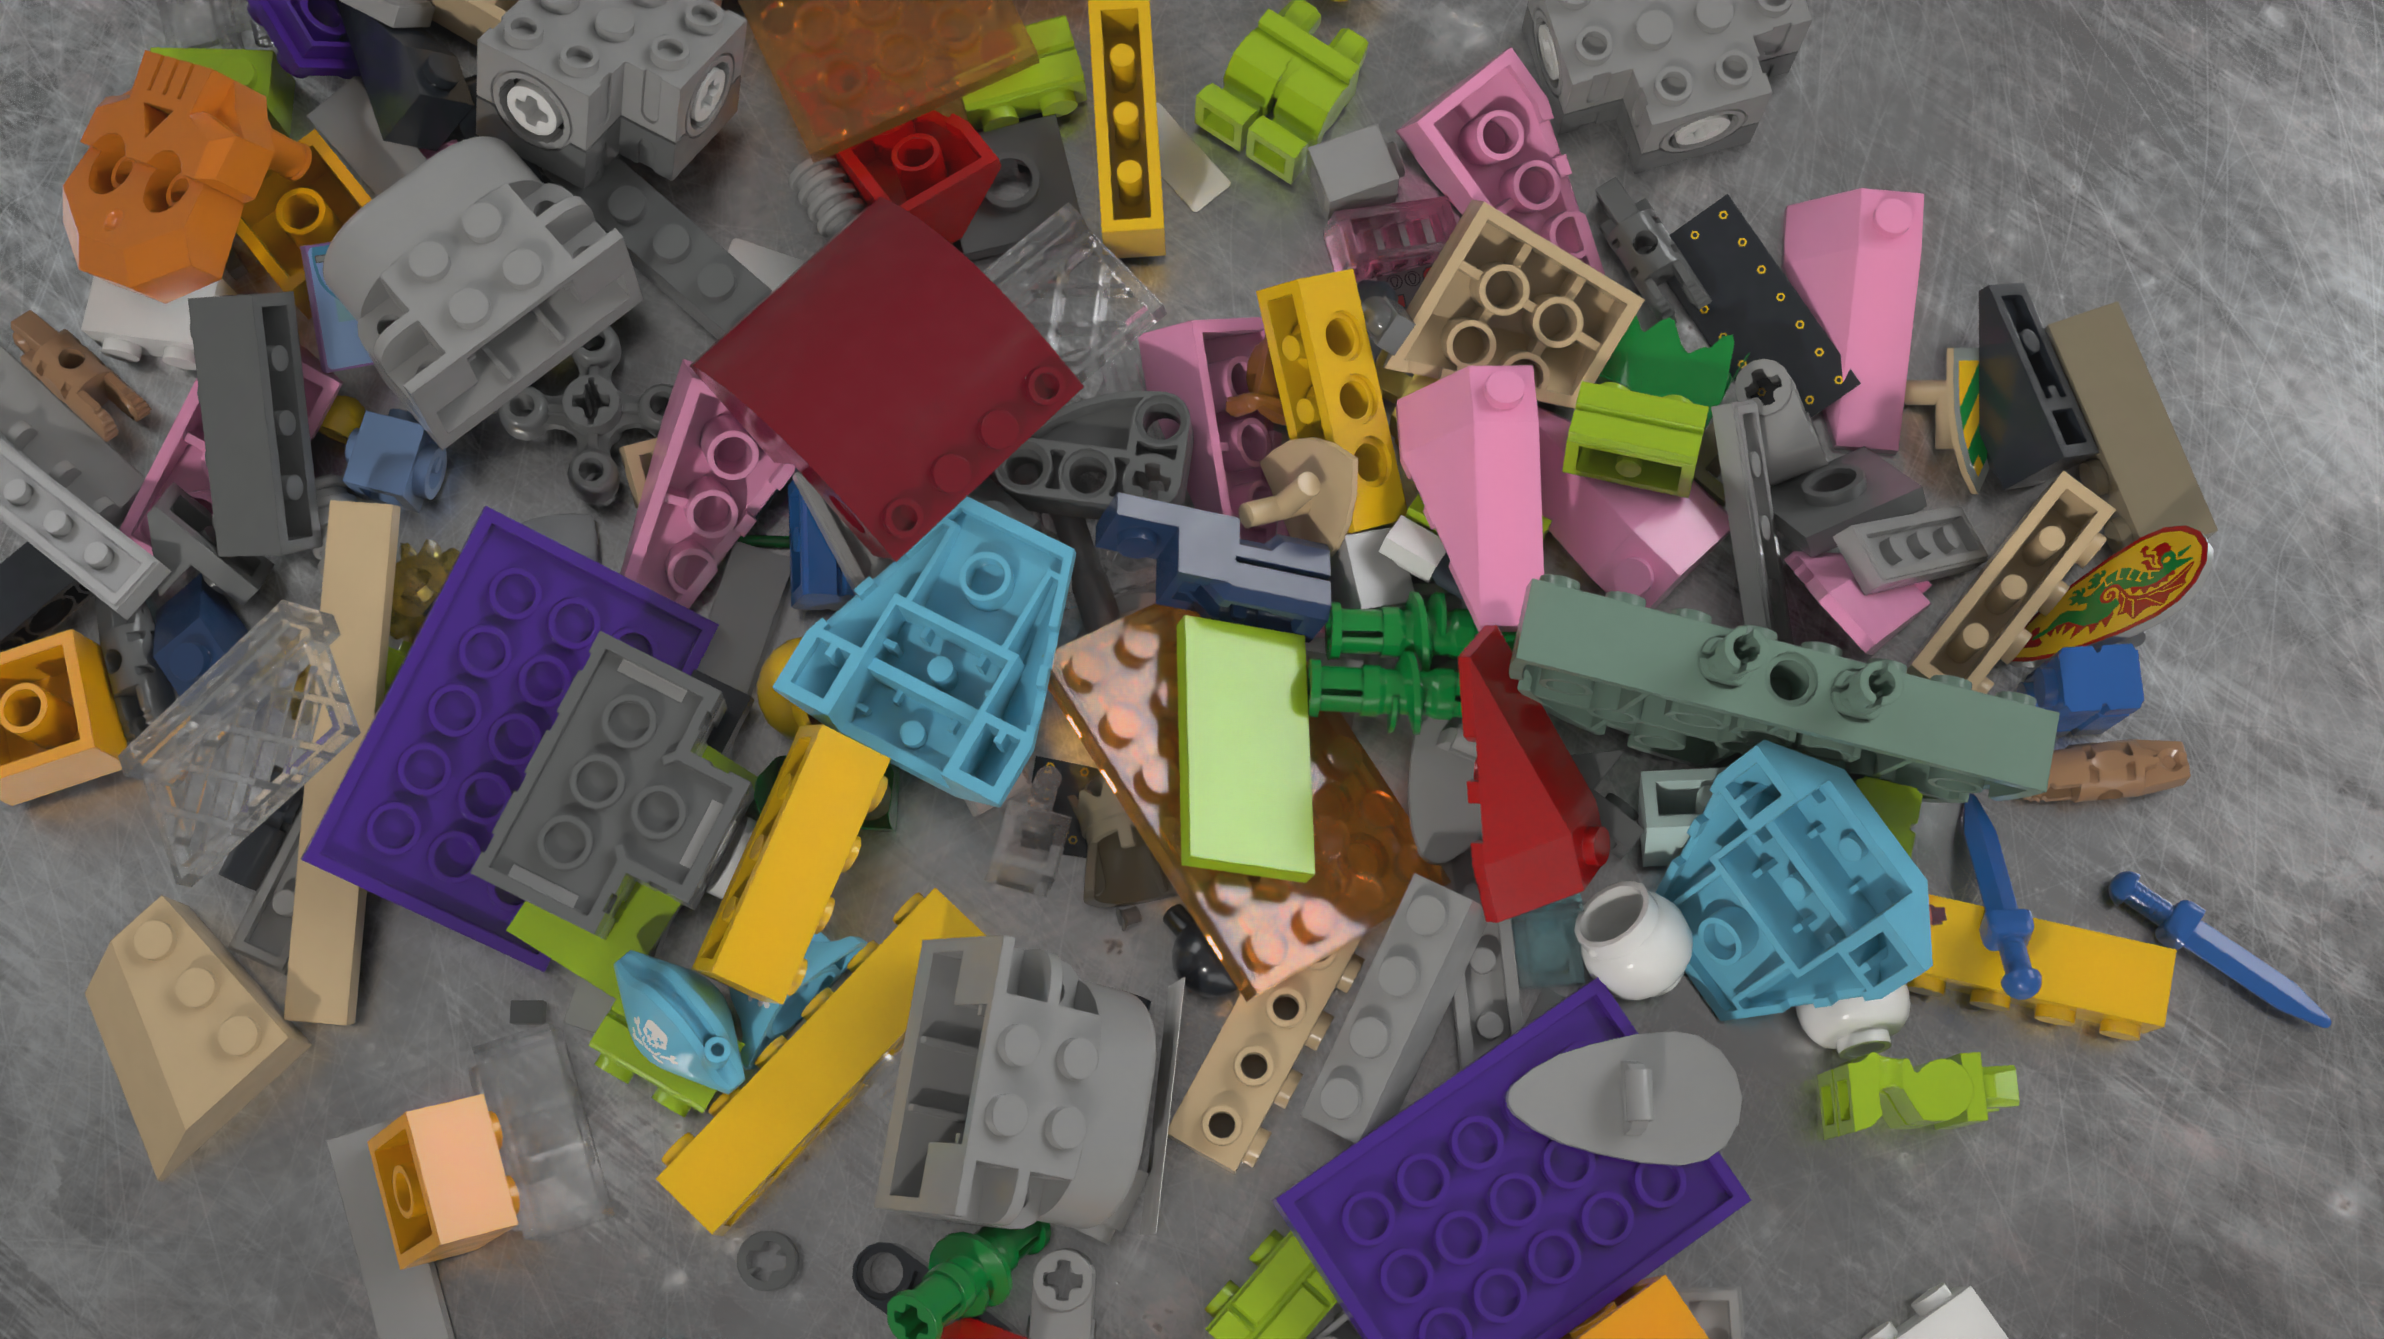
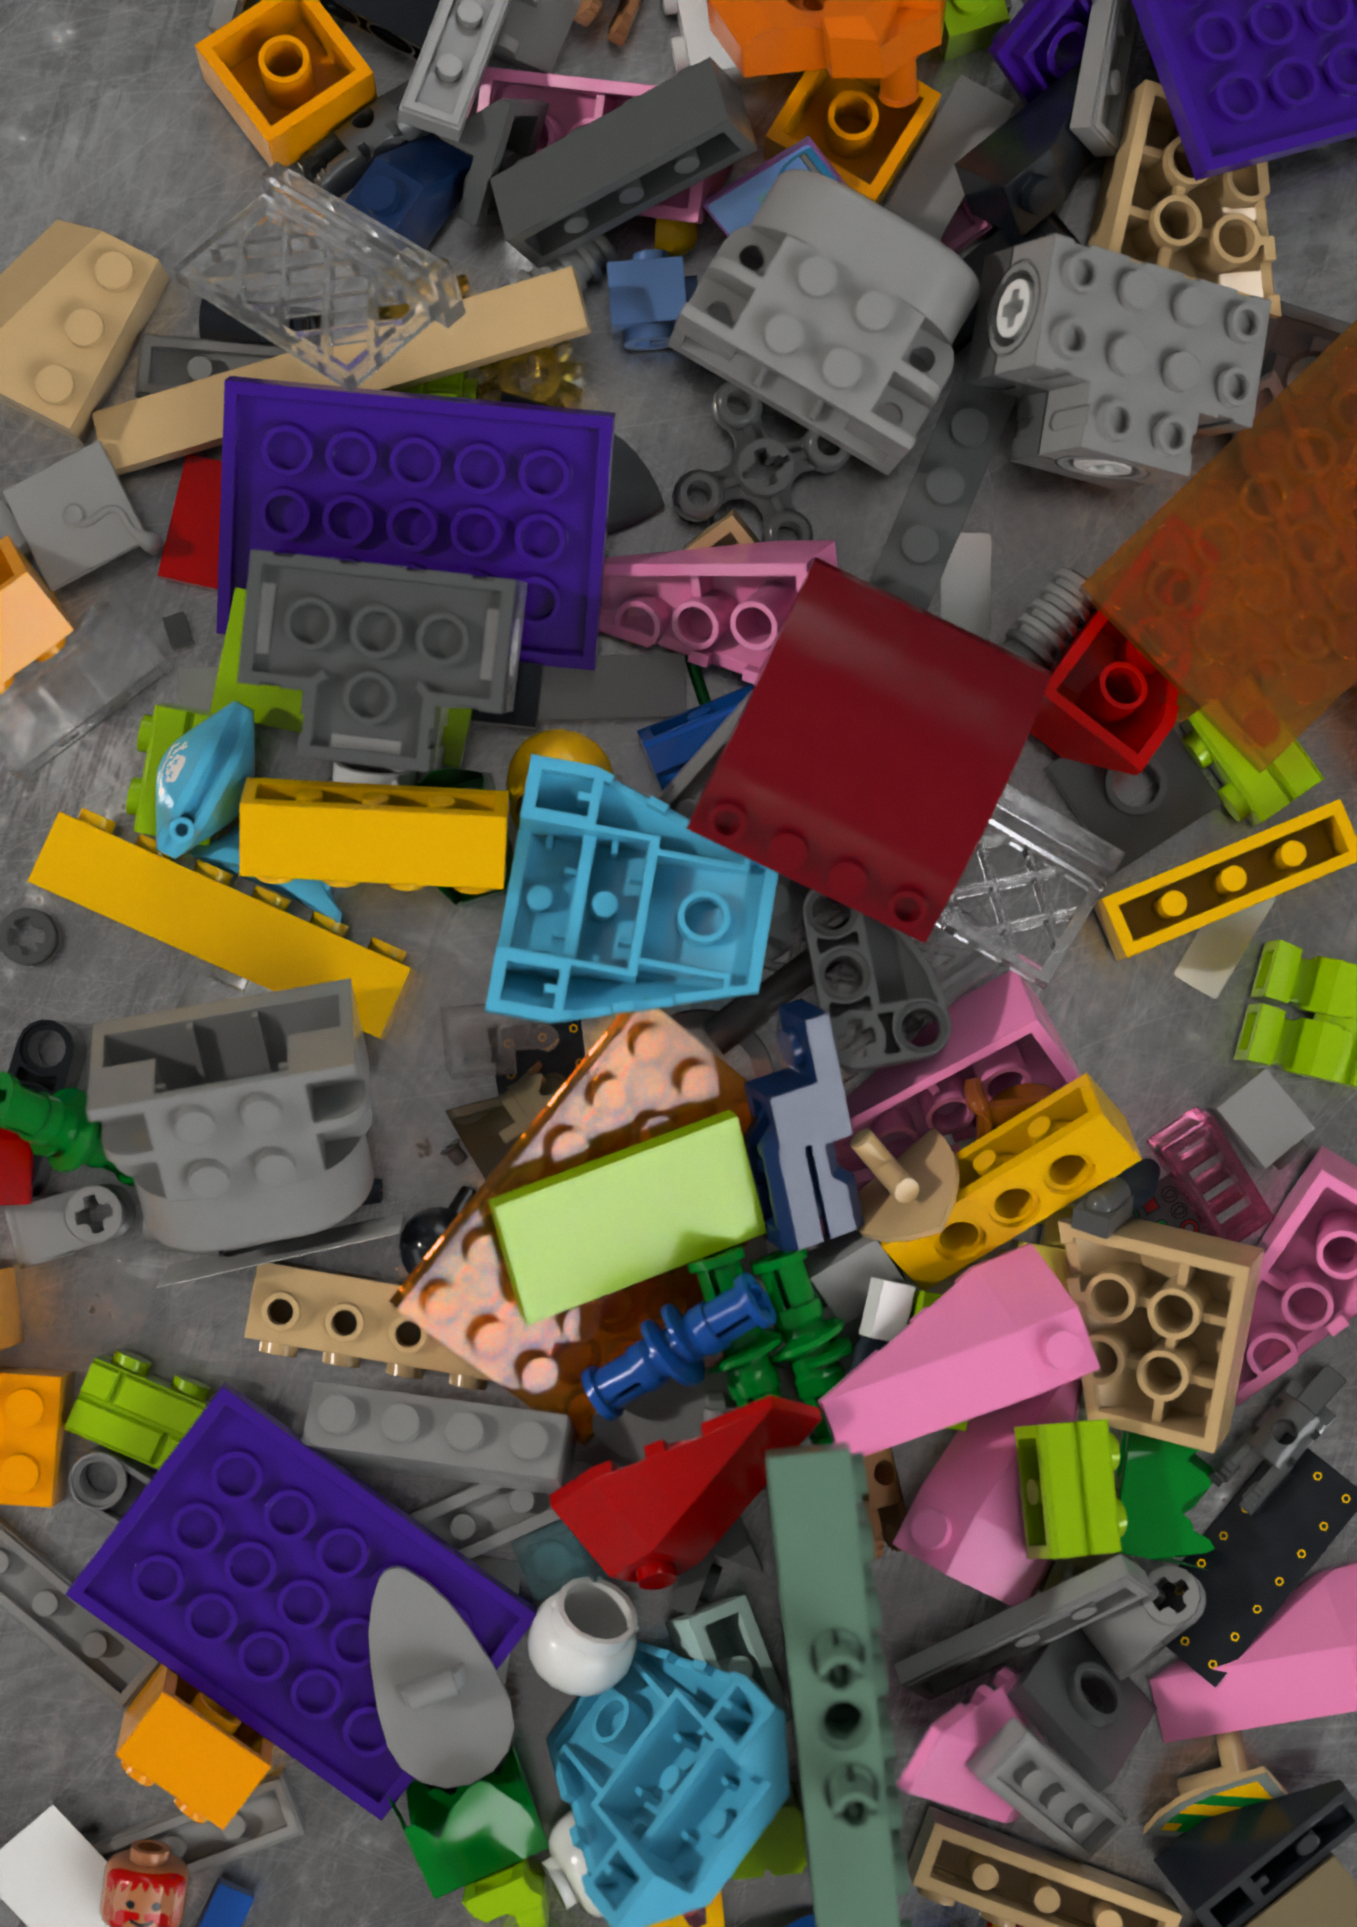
camera: 70 degrees right, 10 degrees up
(376, 1064) = (78, 516): none -> light grey hat
(435, 955) = (194, 527): none -> red tile
(1385, 745) = (679, 1348): none -> blue piece
(1786, 1111) = (473, 1830): none -> green piece

